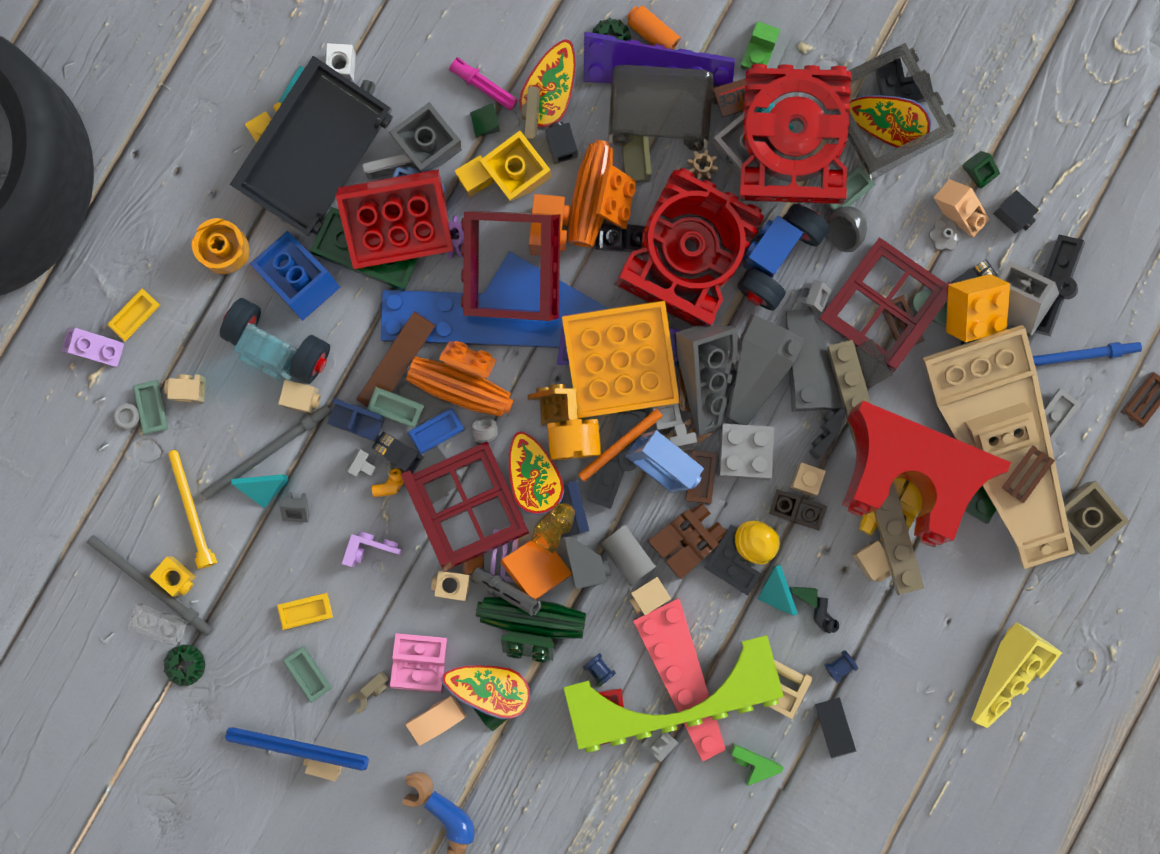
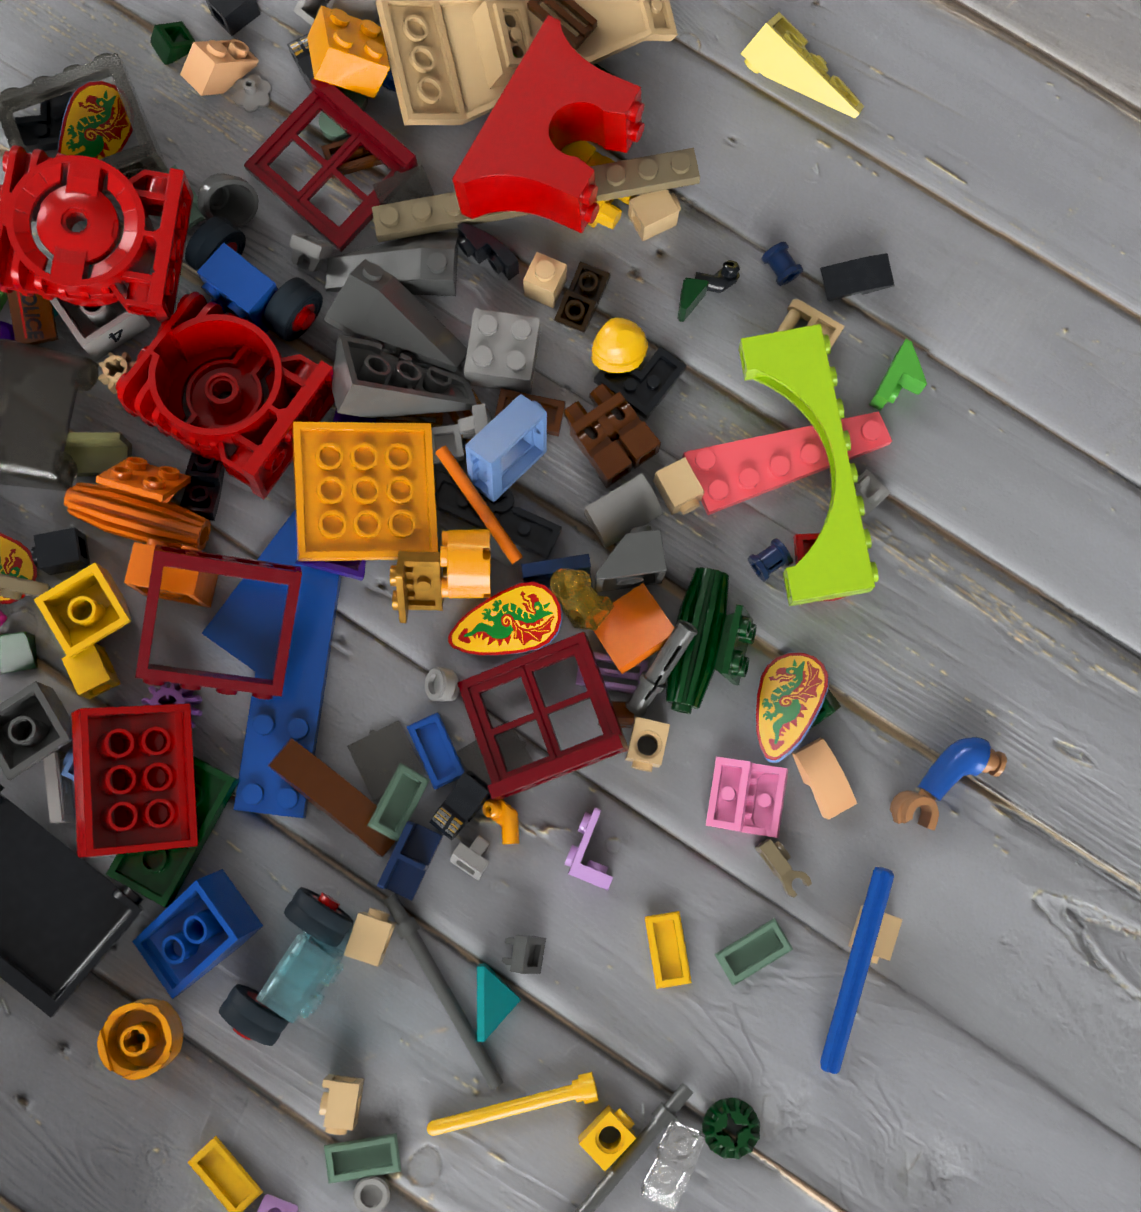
camera: 90 degrees left, 5 degrees down
(461, 379) = (370, 708): orange plate -> none
(777, 593) = (683, 329): teal slope -> none

